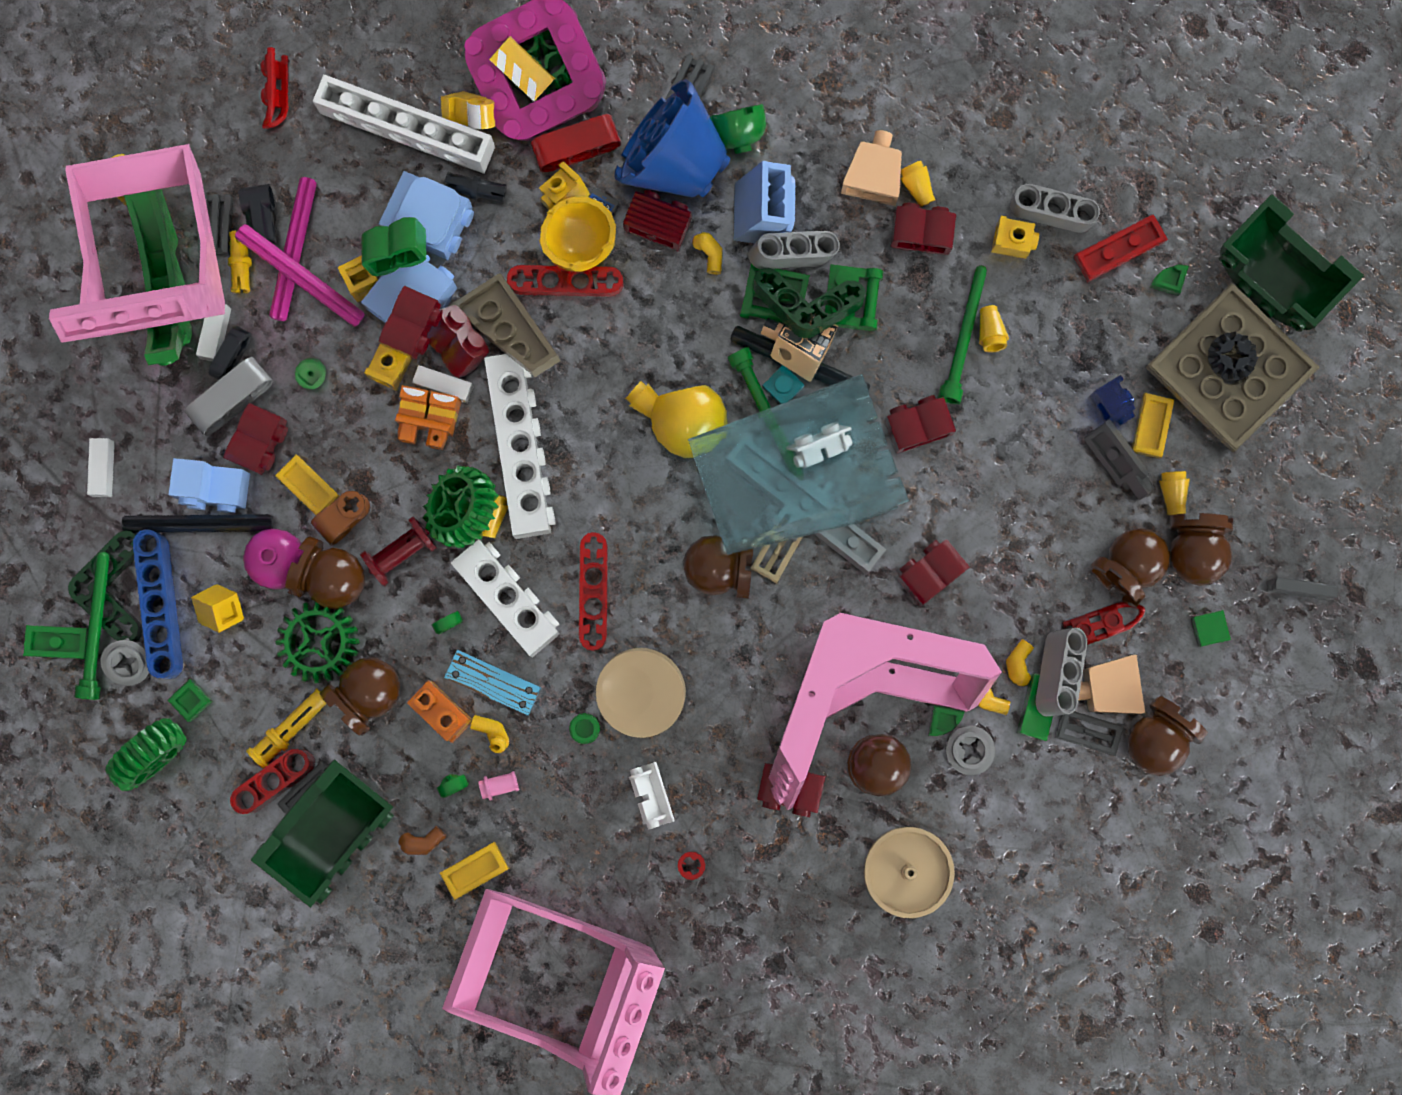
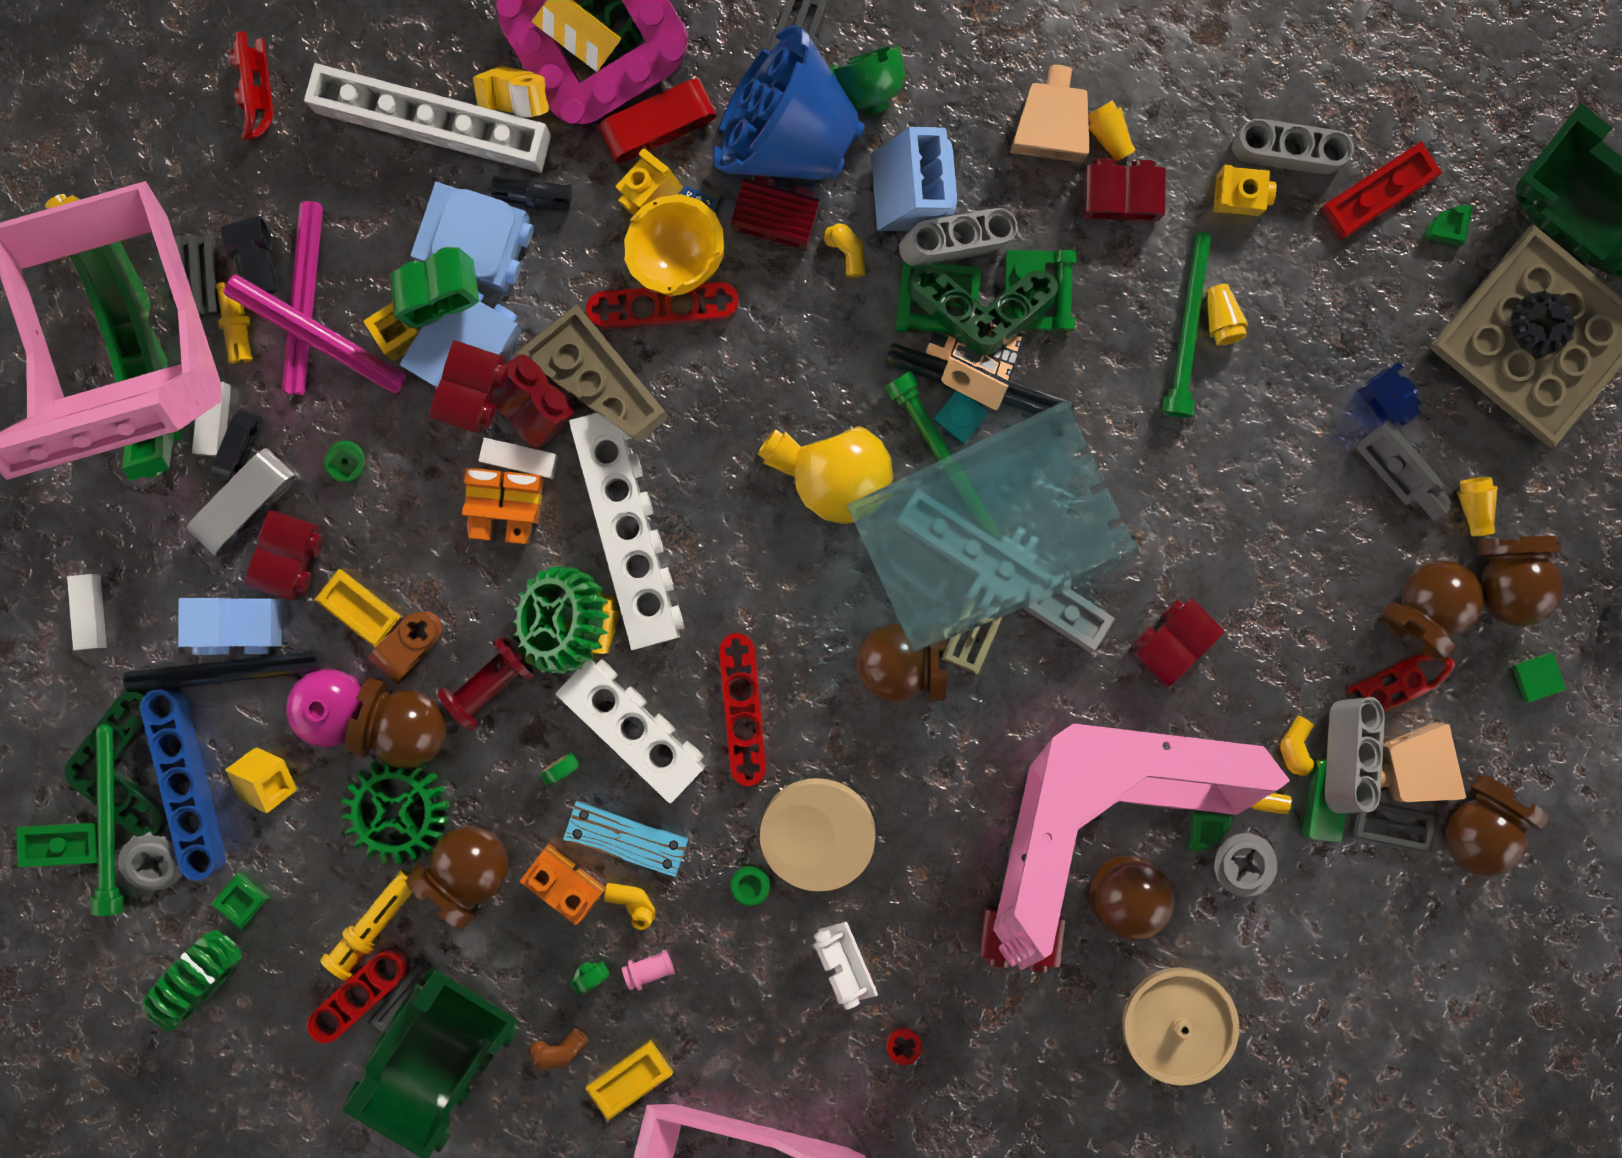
camera: 10 degrees left, 5 degrees up
(388, 375) = (445, 455): yellow brick -> none
(809, 447) = (1003, 495): white hinge -> none
(919, 424) = (1142, 450): dark red brick -> none
(1152, 425) = (1442, 420): yellow tile -> none

